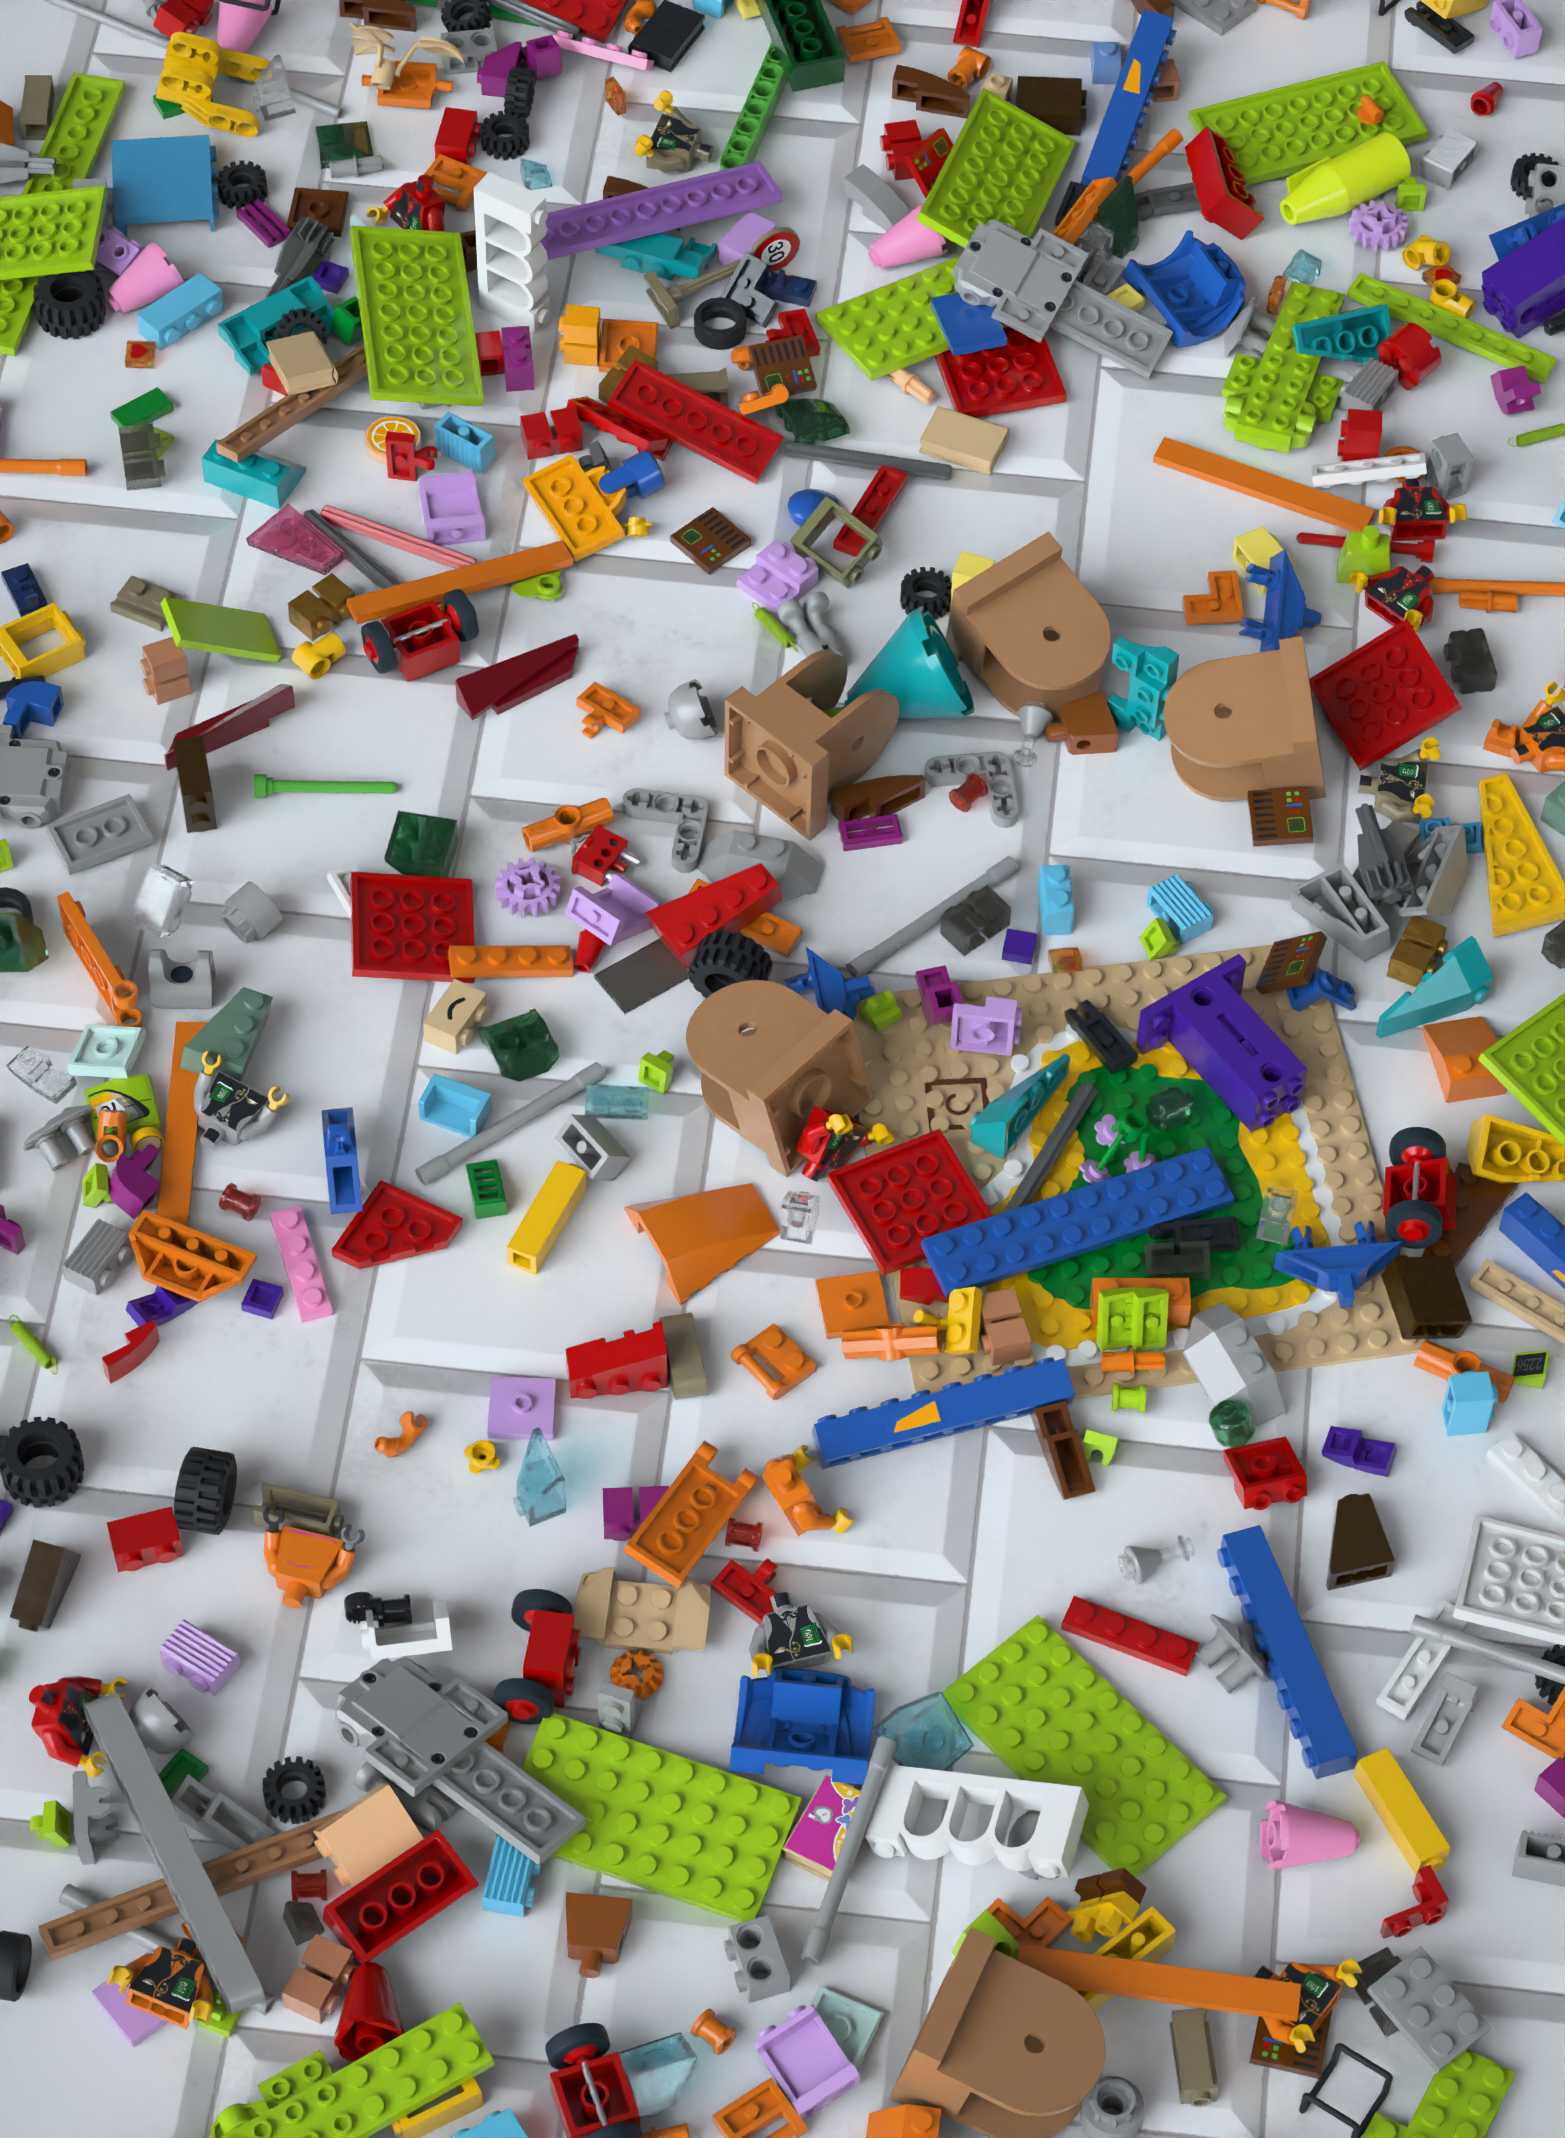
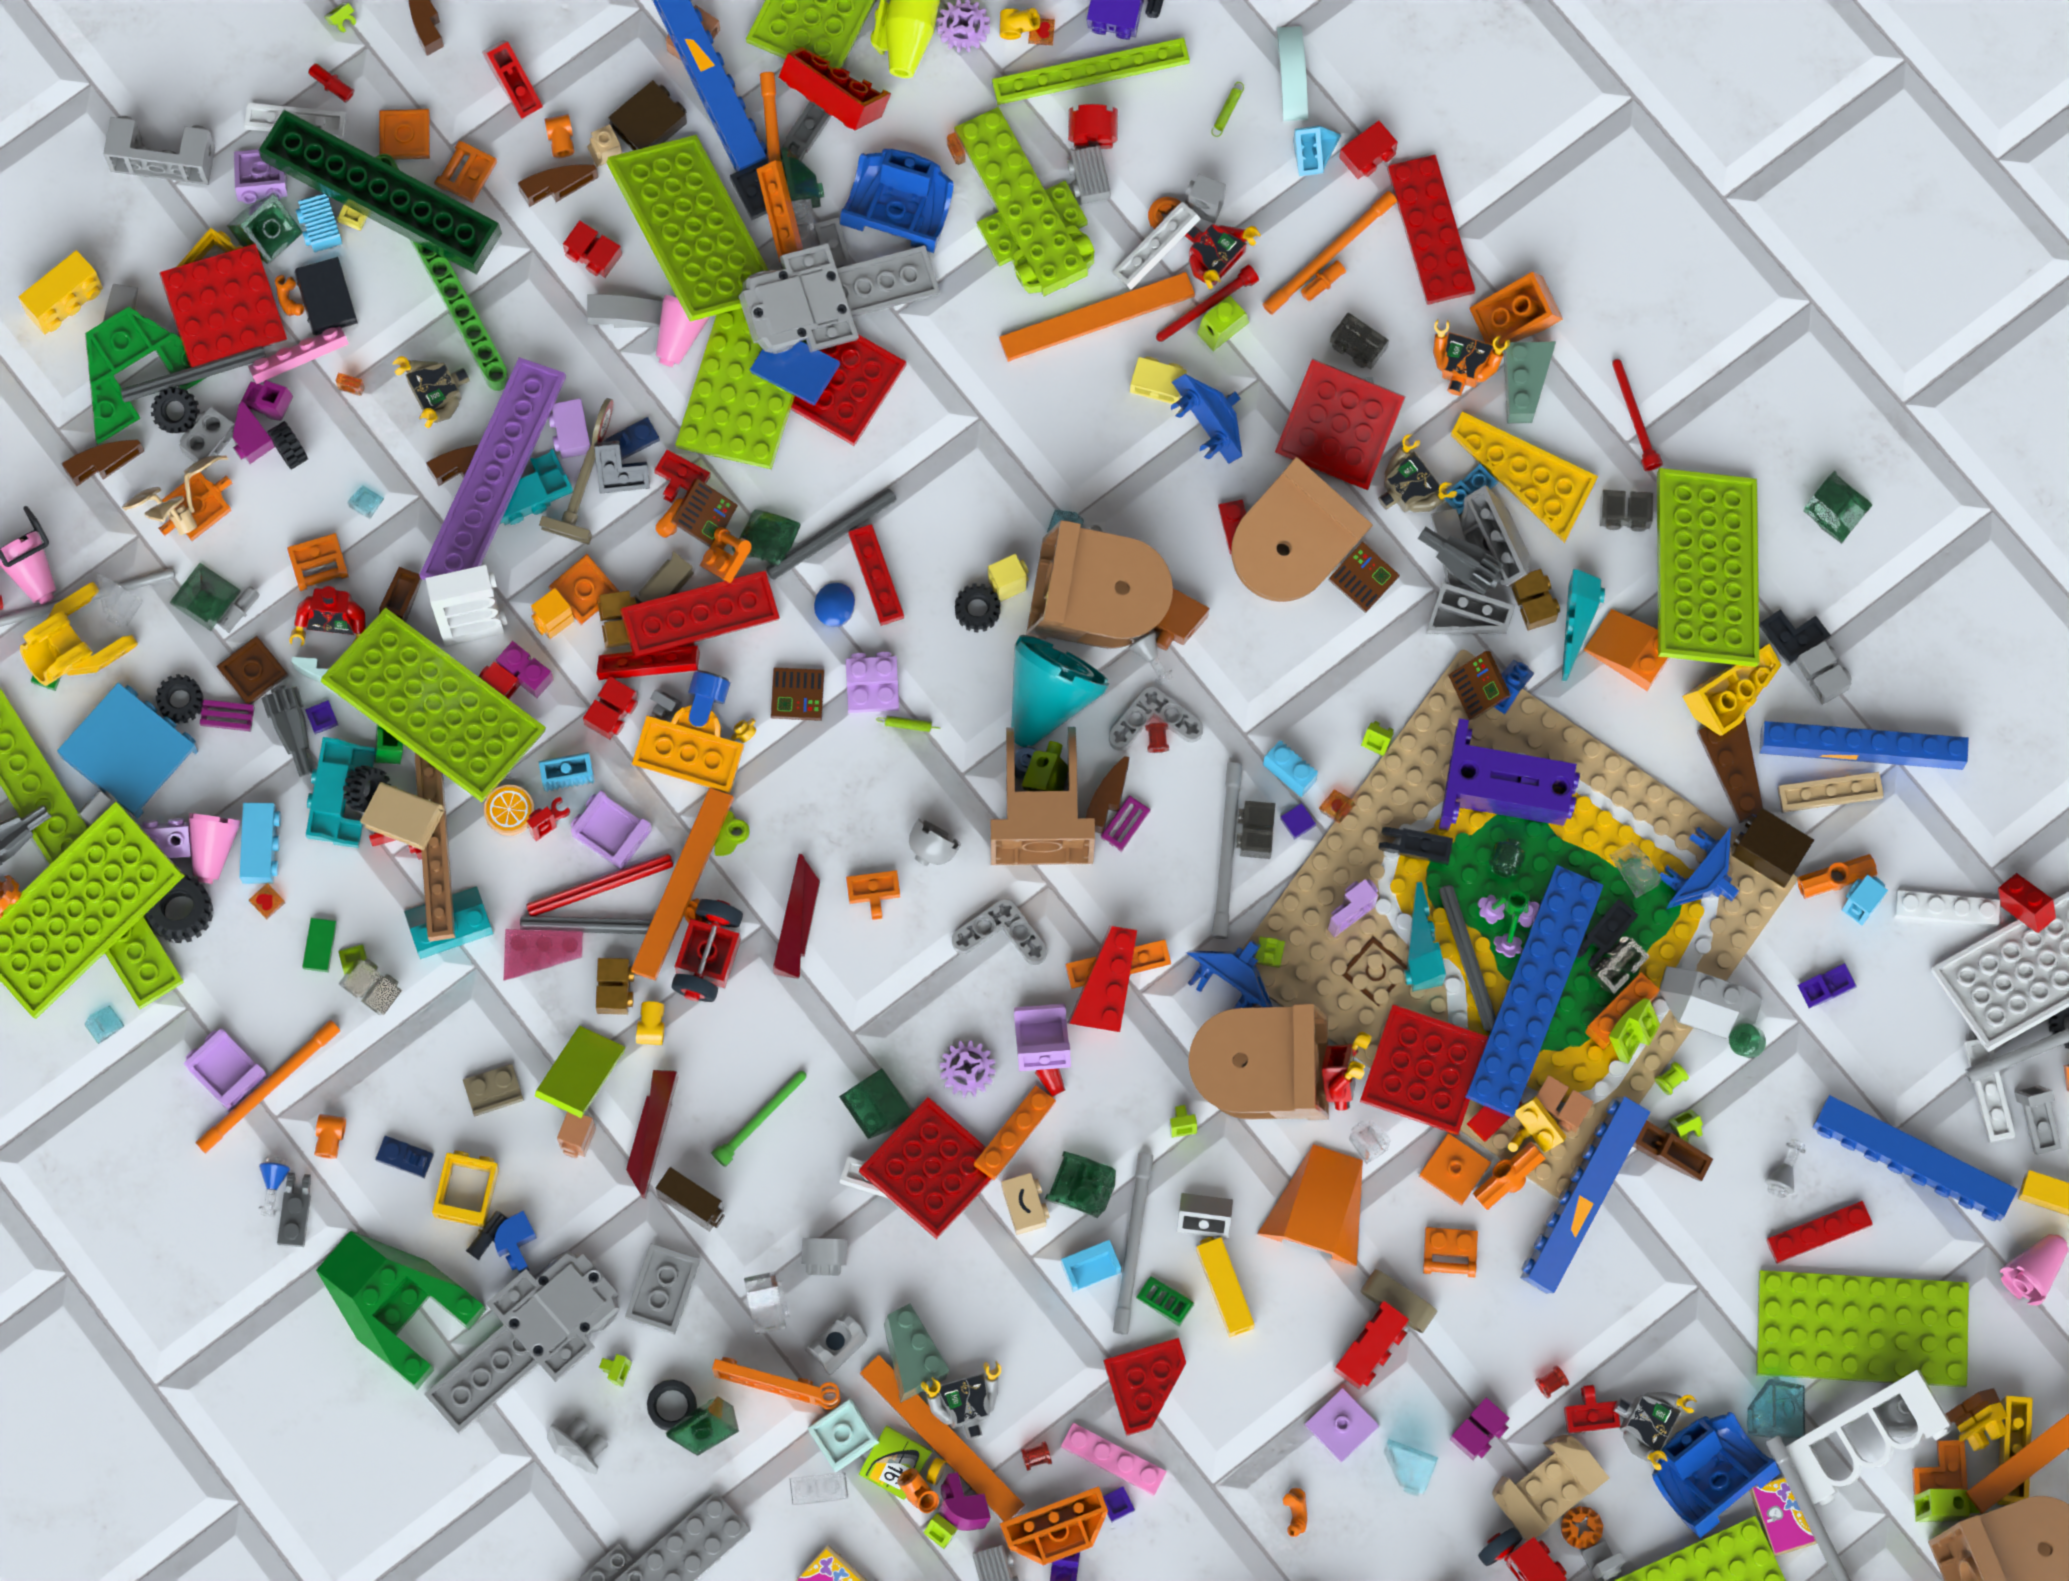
camera: 45 degrees left, 20 degrees up
(69, 1123) = (877, 1507): light grey connector -> none
(341, 1160) = (1073, 1371): blue connector -> none
(458, 134) = (281, 521): red brick -> none
(478, 1449) = (1361, 1476): yellow plate -> none
(505, 145) = (310, 473): black tyre -> none
(567, 823) = (948, 985): orange piece -> none
(601, 855) = (981, 1008): red piece -> none
(617, 1102) = (1180, 1167): clear light blue plate -> none
(642, 976) = (1097, 1062): clear smoke piece -> none
(688, 1517) = (1518, 1404): orange hinge -> none
(720, 308) = (622, 494): black tyre -> none
(726, 960) = (1160, 1014): black tyre -> none
(784, 860) = (1083, 922): light grey wedge -> none
(796, 1498) = (1557, 1331): orange torso -> none
(813, 609) = (950, 707): light grey piece -> none
(818, 522) = (864, 626): olive window -> none
(911, 384) = (797, 445): light nougat axle -> none
(928, 159) = (630, 248): red tile -> none
(937, 994) = (1303, 914): magenta brick -> none
(964, 440) = (875, 460): tan piece -> none
(1105, 62) = (643, 42): medium blue slope -> none
(1128, 297) = (863, 244): light yellow plate -> none
(1131, 1361) = (1654, 1054): orange axle -> none
(1151, 678) = (1206, 568): teal bracket -> none
(1180, 907) = (1368, 702): medium azure brick -> none
(1220, 605) = (1165, 438): orange plate -> none
(1231, 1638) = (1880, 1182): light grey connector -> none
(1239, 333) = (963, 204): light grey connector -> none
(1266, 1473) = (1794, 1053): red plate -> none
(1303, 268) = (949, 109): clear light blue slope -> none
(1345, 335) = (1039, 144): teal wedge -> none
(1358, 1544) = (1885, 1050): dark brown slope -> none
(1361, 435) = (1131, 227): red brick -> none
(1397, 594) = (1273, 332): torso -> none
(1419, 1189) = (1706, 781): brick -> none
(1446, 296) = (1084, 49): yellow piece -> none
(1501, 738) = (1430, 383): orange tile -> none
(1514, 391) = (1182, 91): magenta brick -> none
(1530, 1368) = (1867, 836): slope -> none

